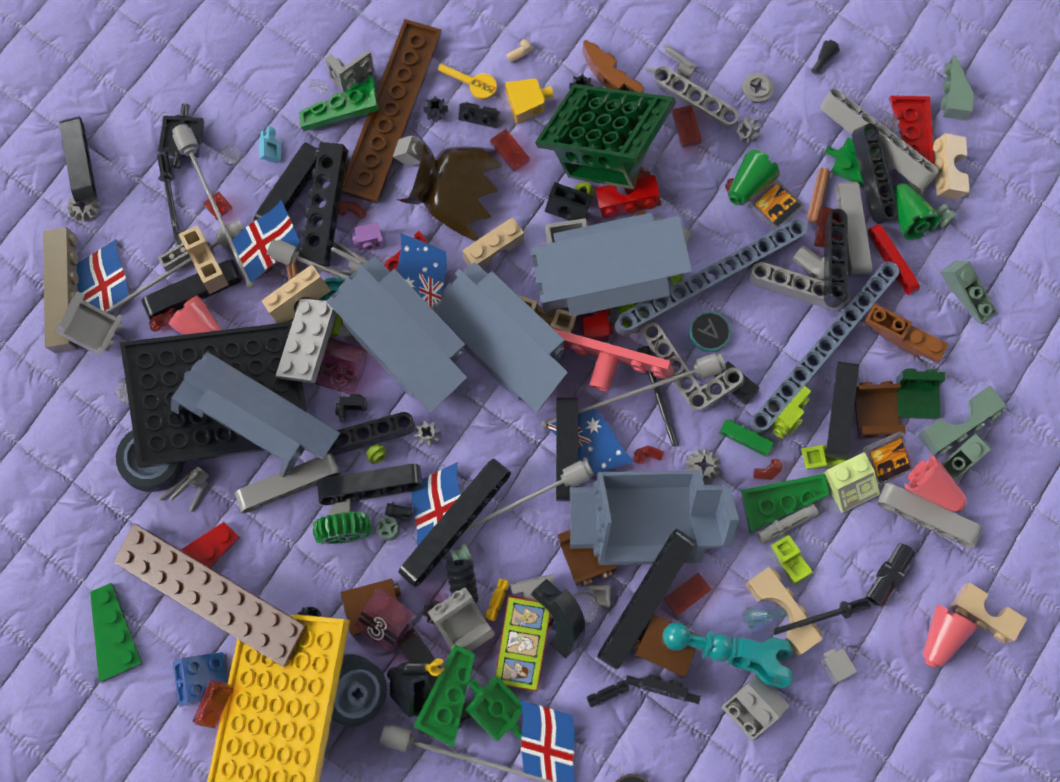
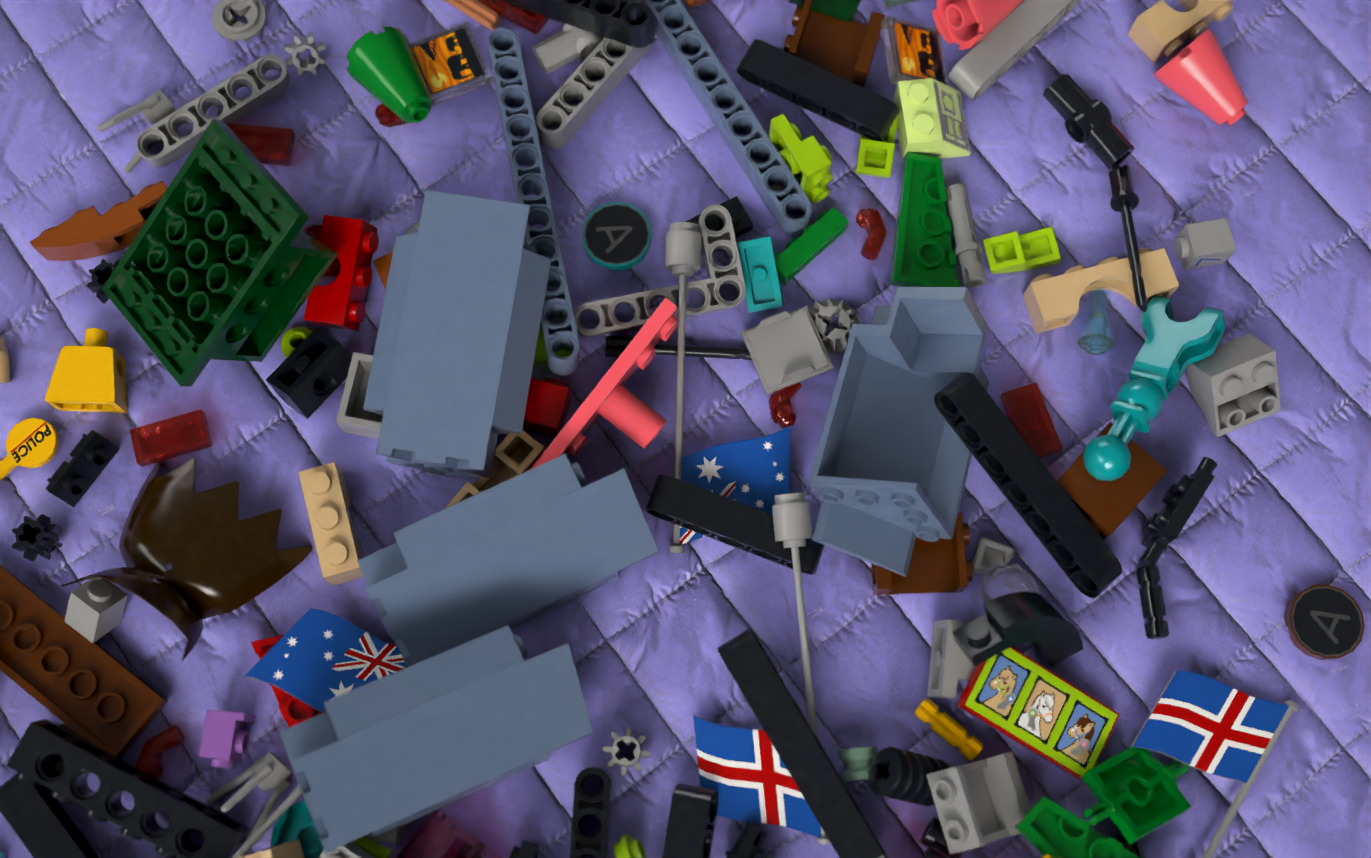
camera: 70 degrees left, 0 degrees up
(677, 444) = (786, 349): none -> light grey piece
(716, 414) = (760, 274): none -> teal plate

